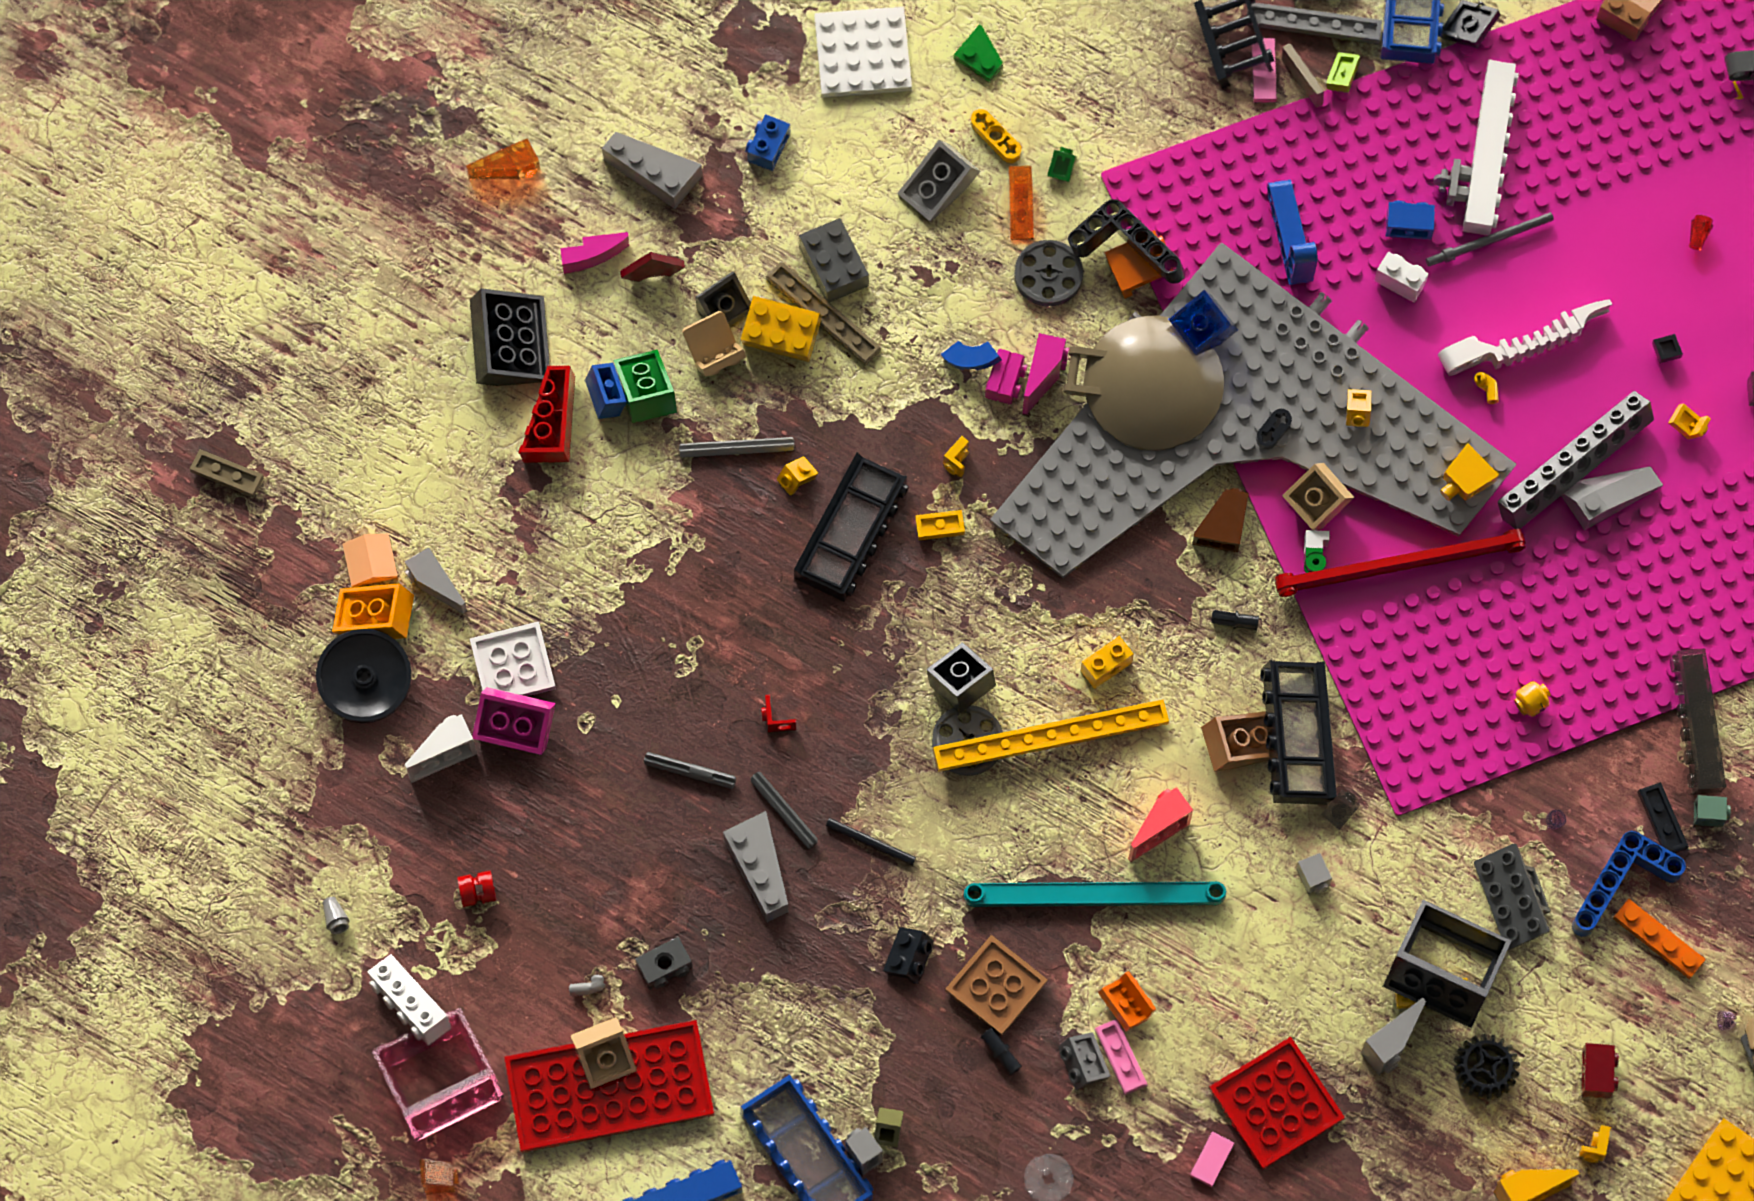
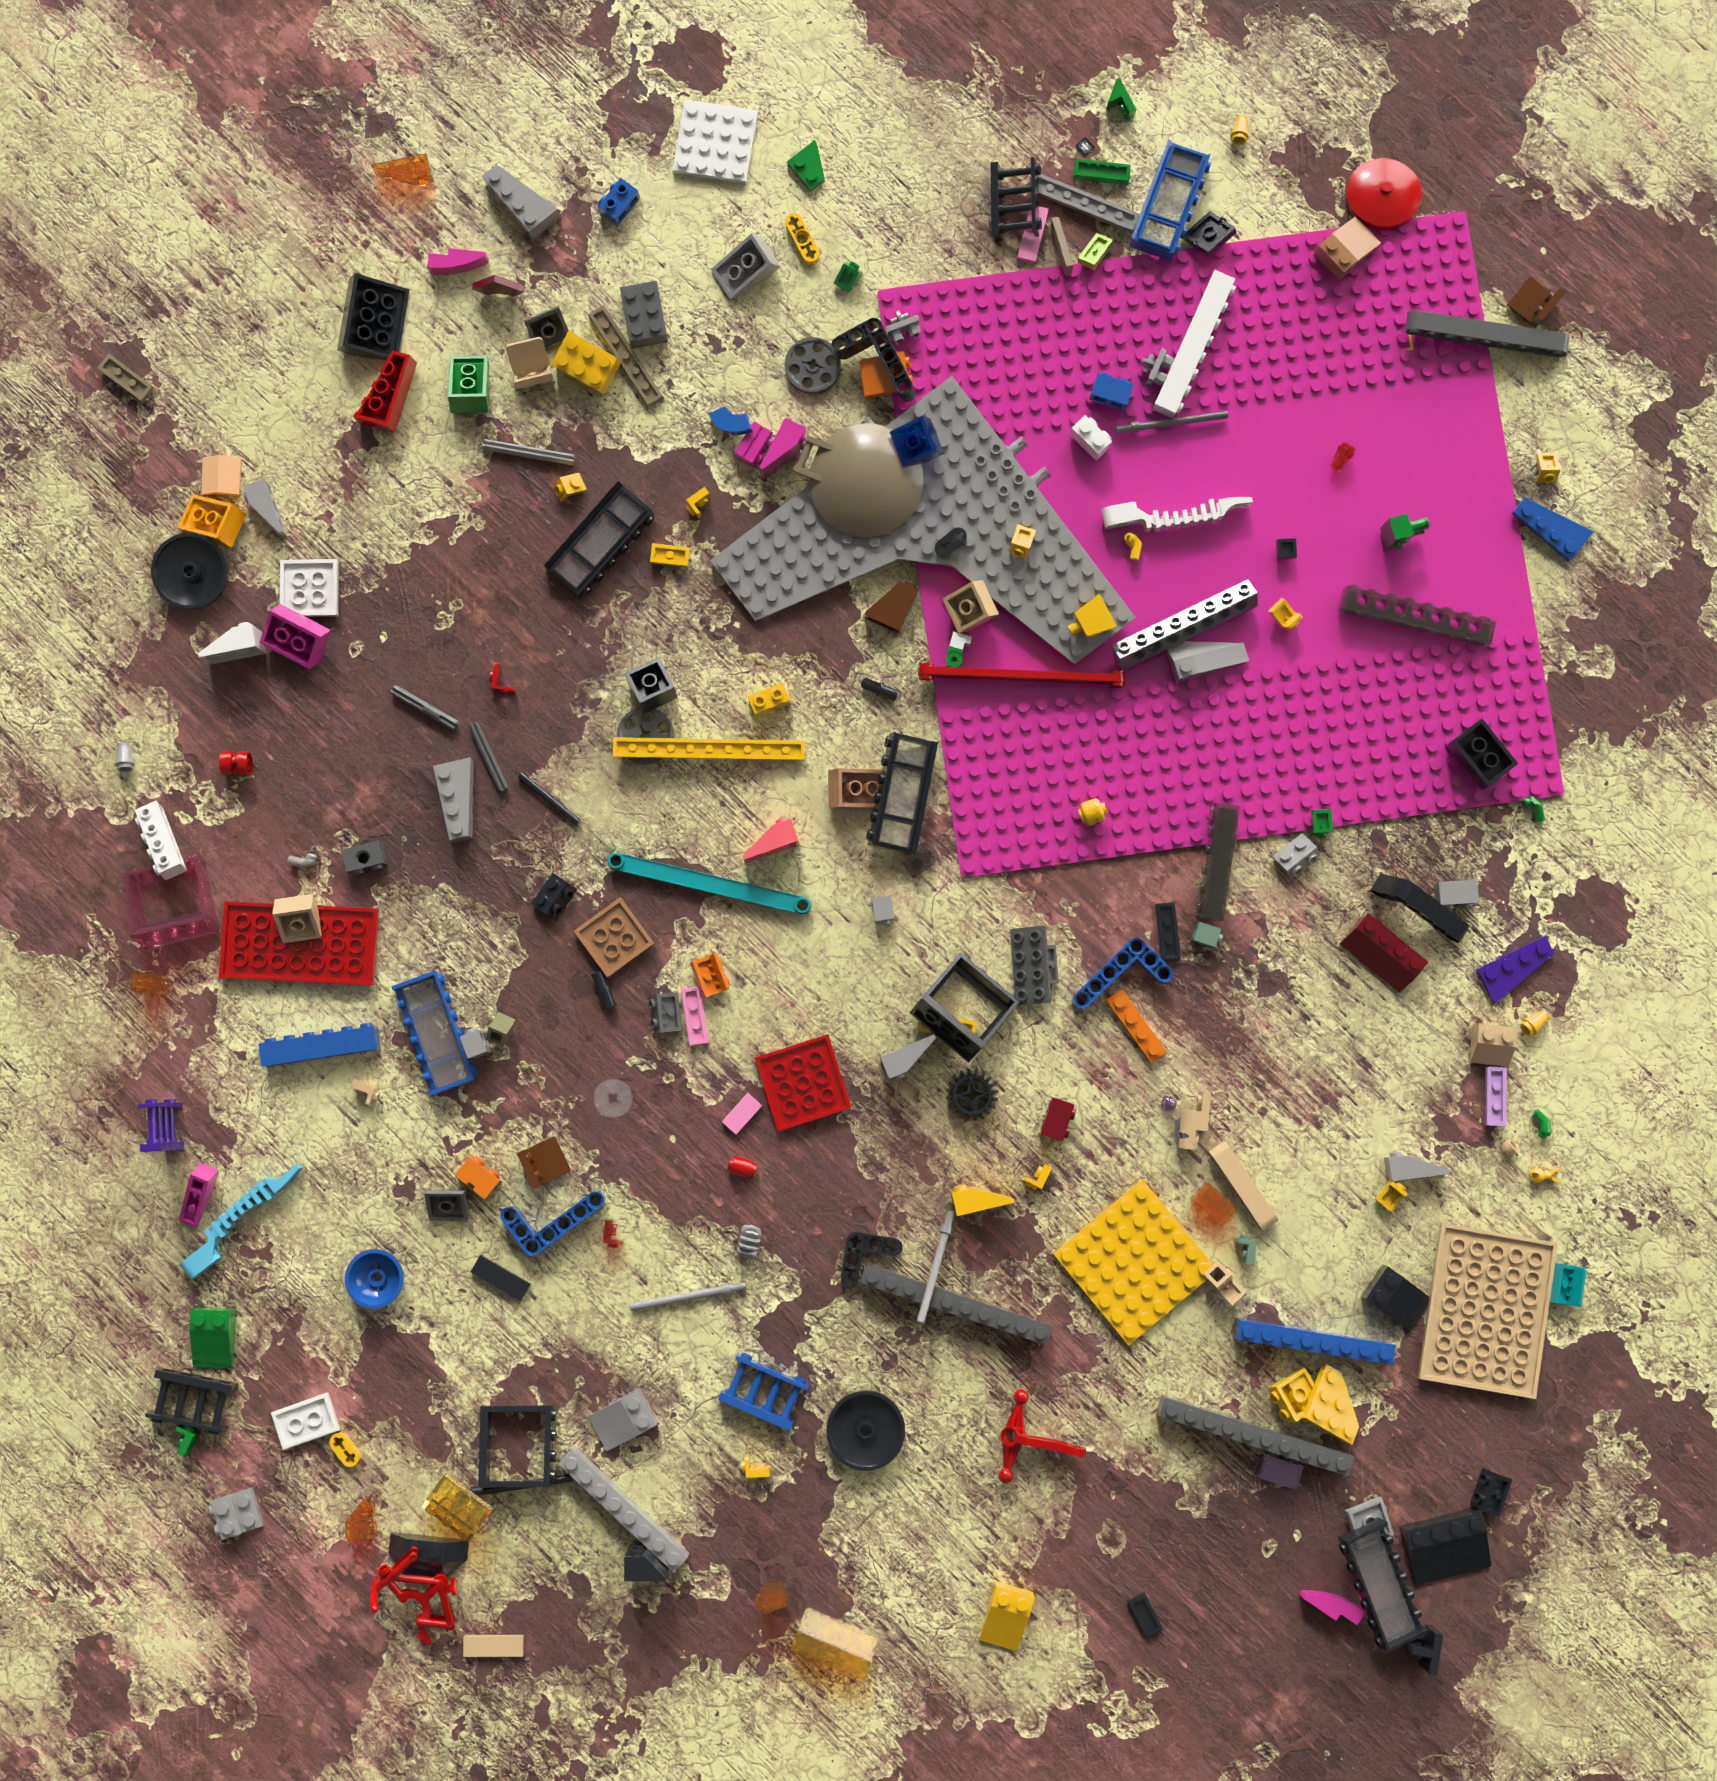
camera: 15 degrees right, 15 degrees up
(605, 390) = (435, 381): blue brick -> none
(1020, 202) = (806, 301): clear orange slope -> none
(1144, 200) = (901, 324): none -> light grey hips
(1298, 256) = (1013, 378): blue beam -> none
(1559, 819) = (1086, 914): clear purple hinge -> none

